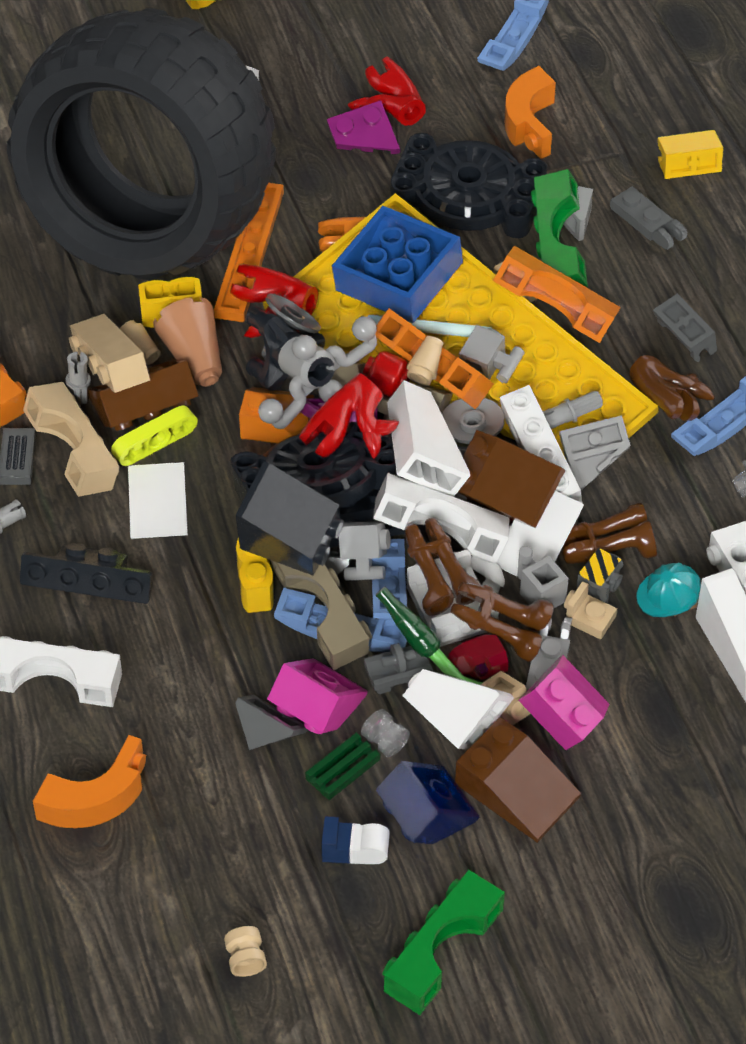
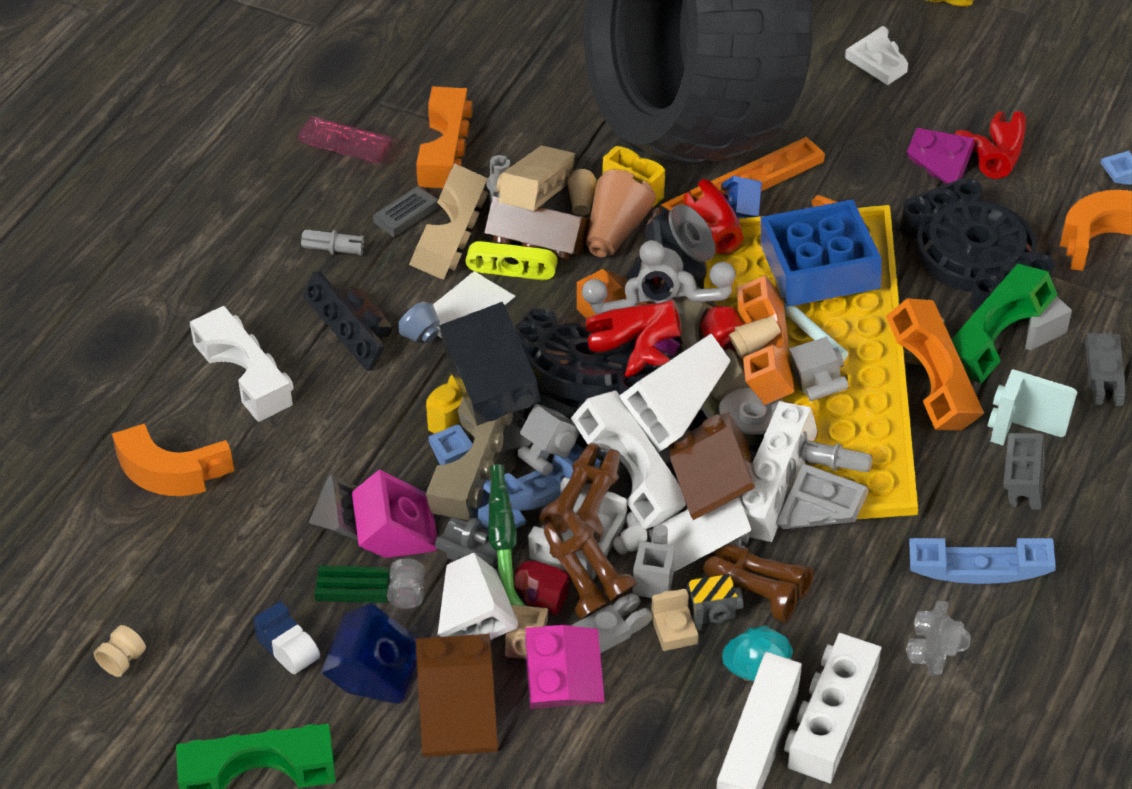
camera: 45 degrees right, 5 degrees down
(150, 535) = (420, 323): none -> sand blue cone
(274, 257) = (743, 196): none -> brick
(643, 277) = (1032, 404): none -> light aqua bracket
(669, 389) = (944, 493): reddish brown piece -> none

